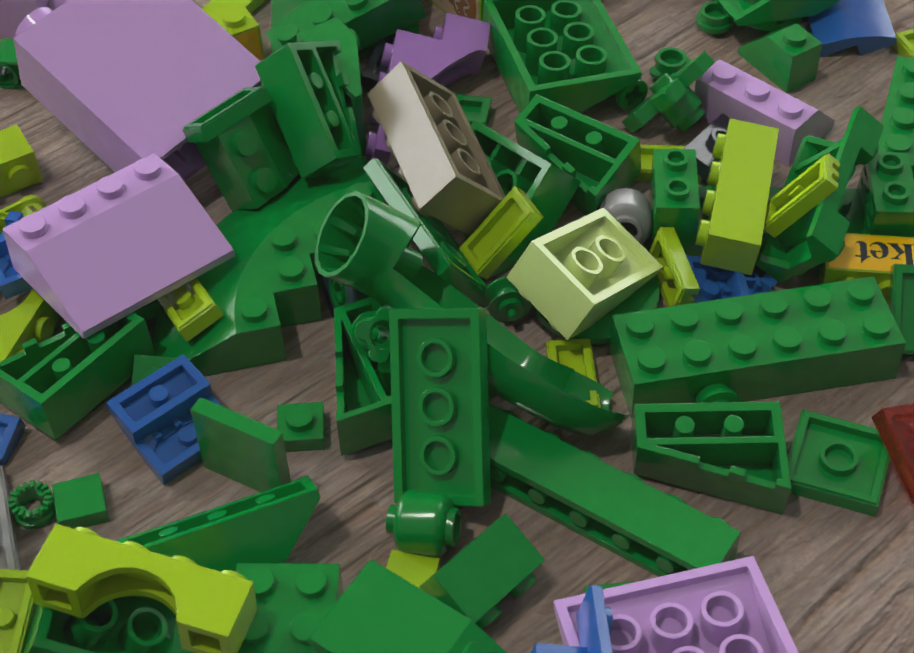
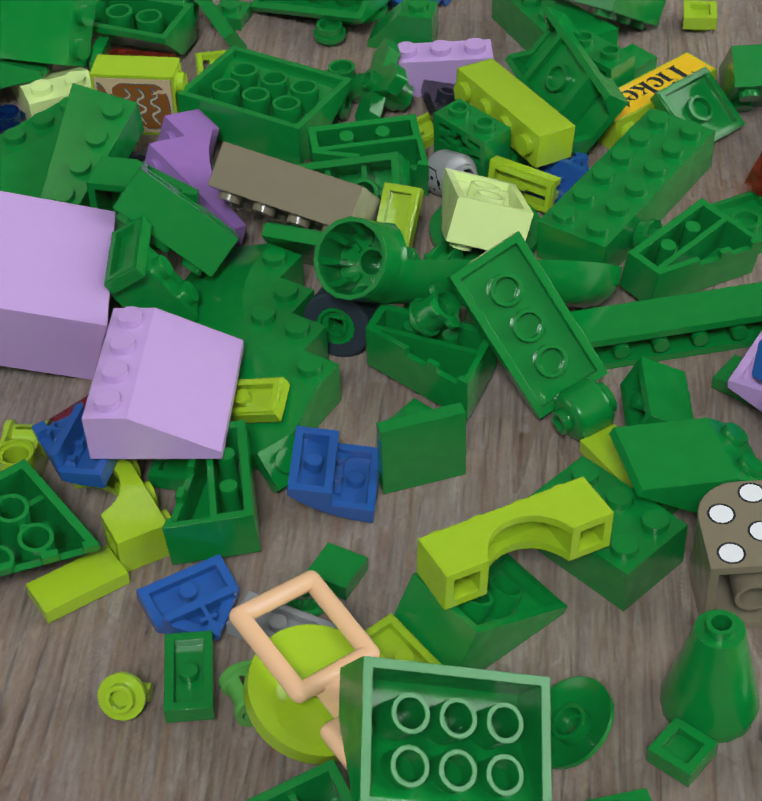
camera: 45 degrees left, 5 degrees down
(242, 531) = (486, 478): green wedge -> none
(801, 195) = (568, 78): lime tile -> none

